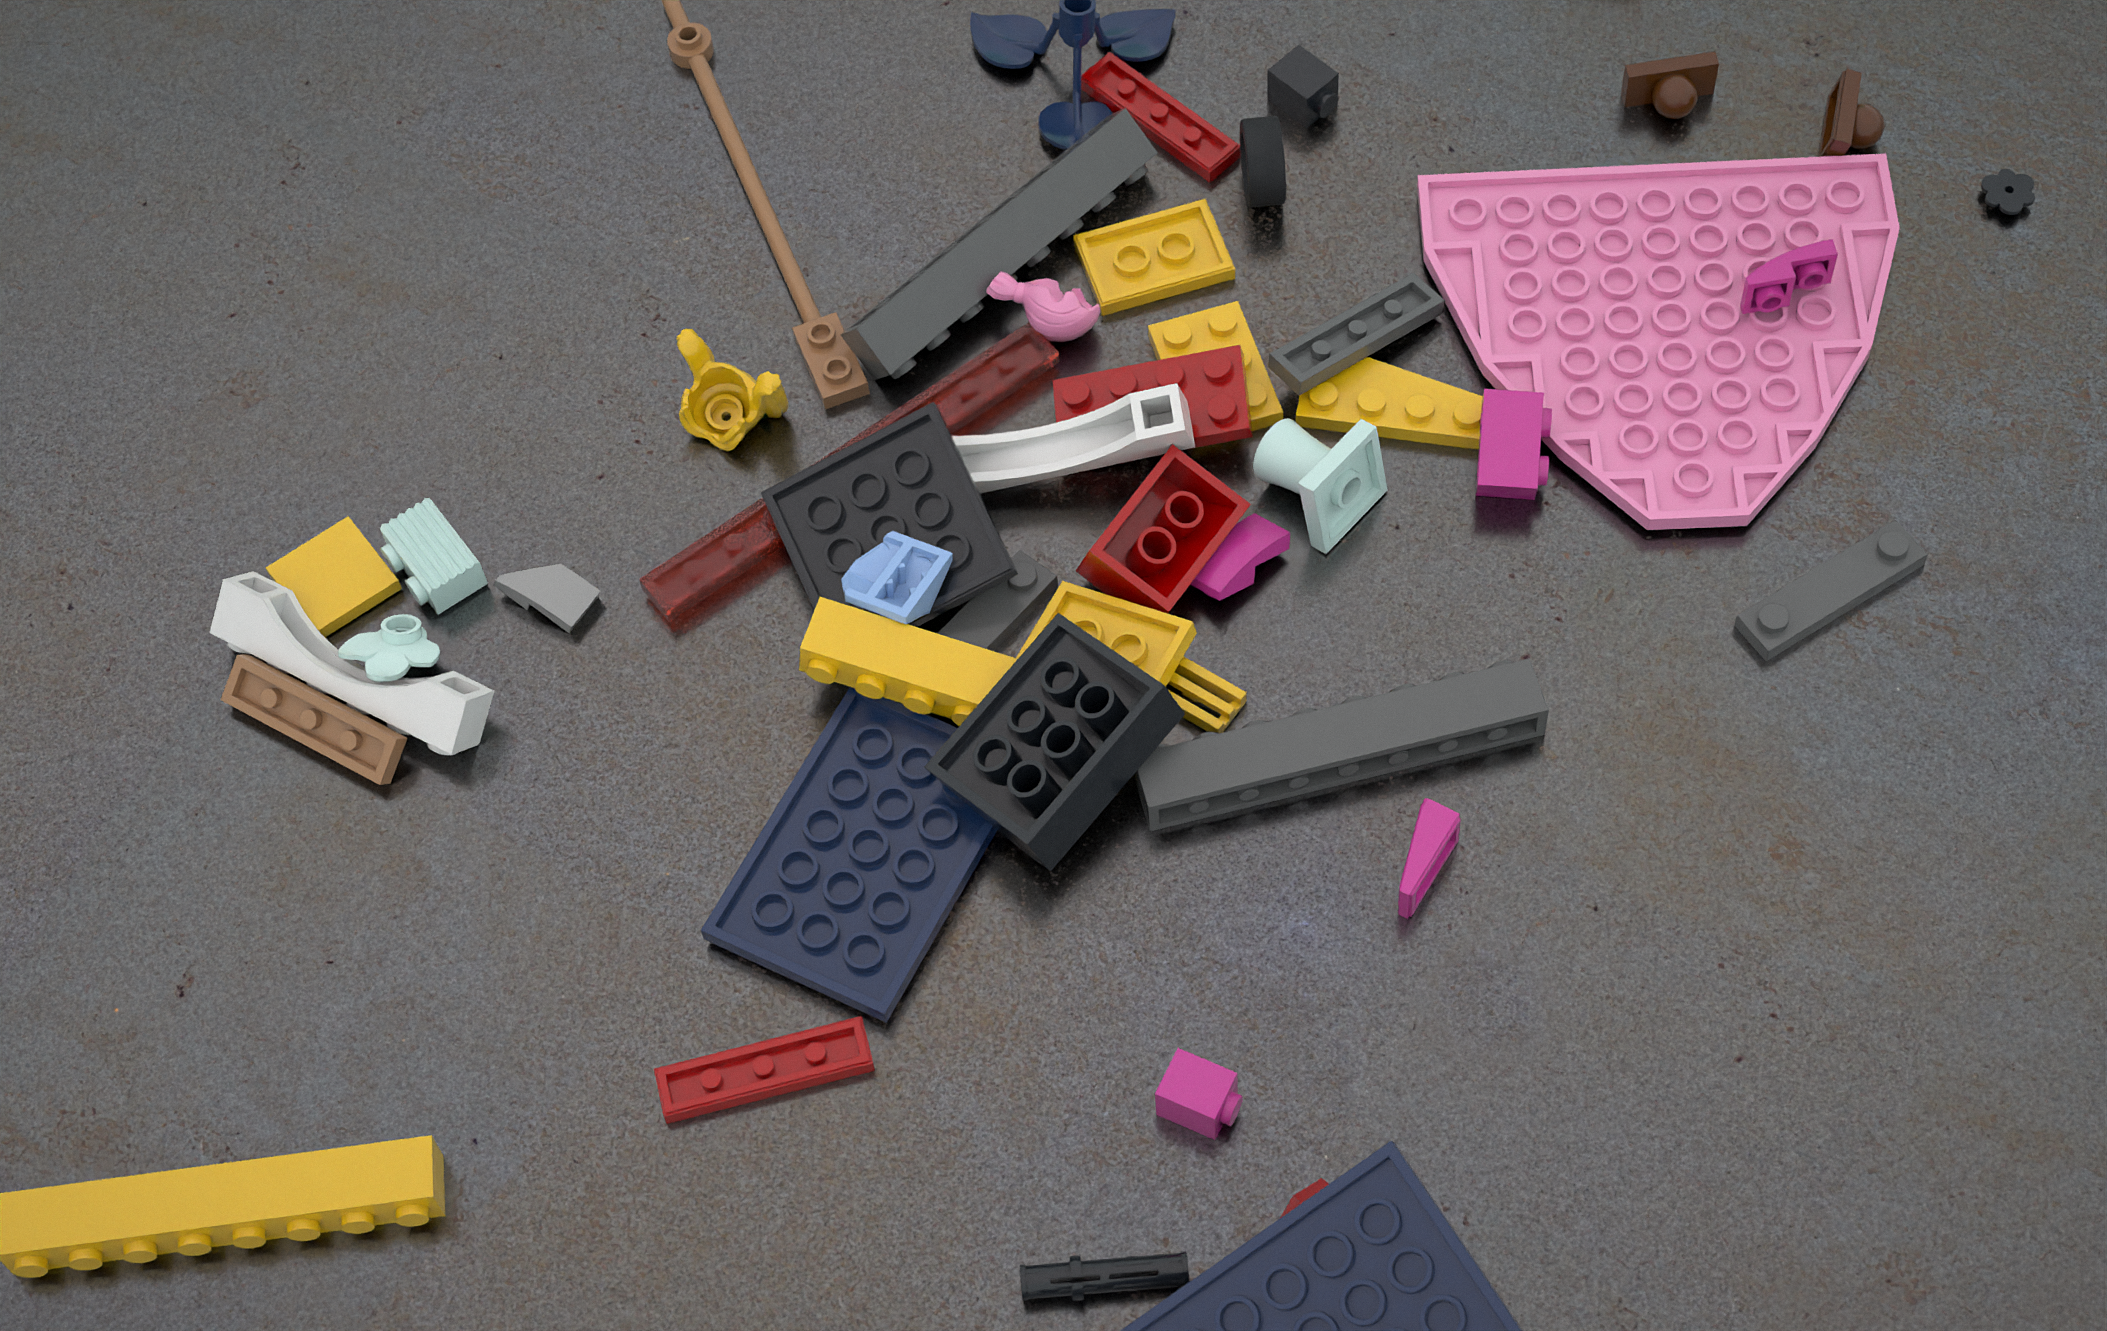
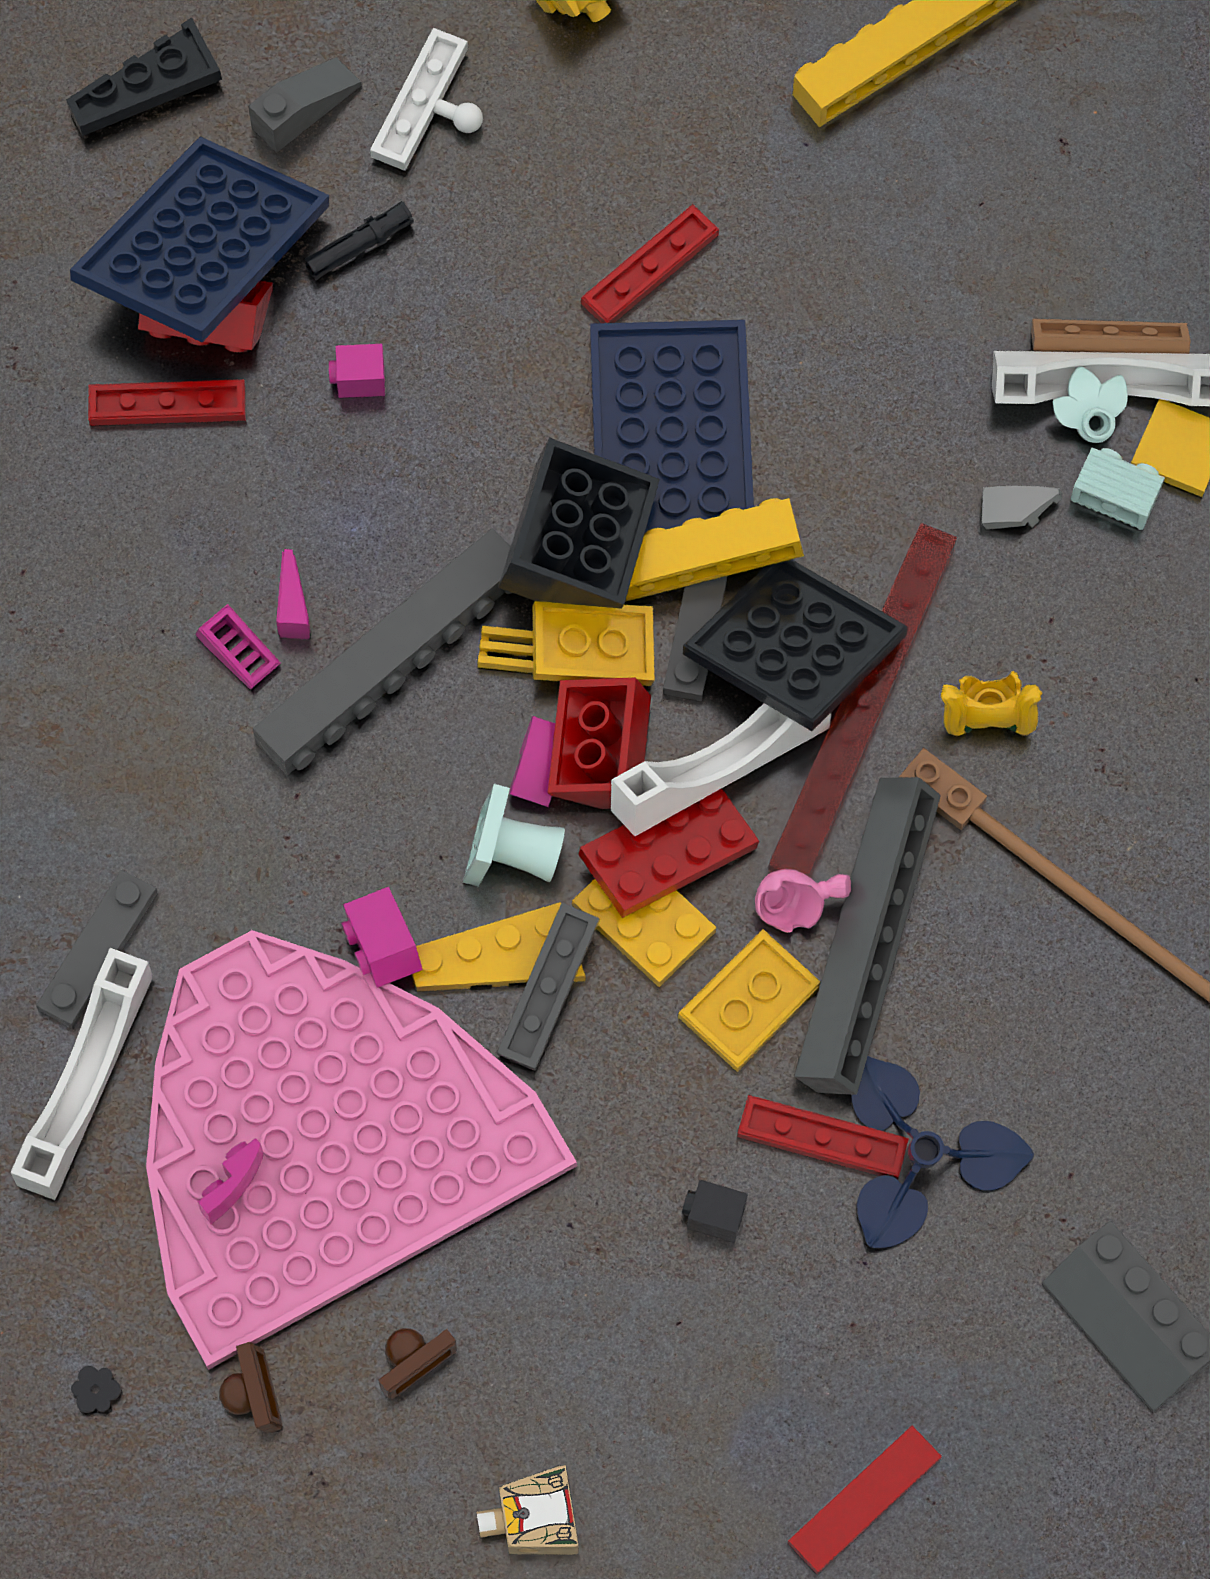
camera: 145 degrees right, 10 degrees up
(897, 578) = (763, 592): light blue slope -> none
(1262, 161) = (703, 1102): black tyre -> none
(1471, 1187) = (167, 402): none -> red tile
(1525, 870) = (238, 627): none -> dark pink slope
(1851, 498) = (61, 1126): none -> white arch

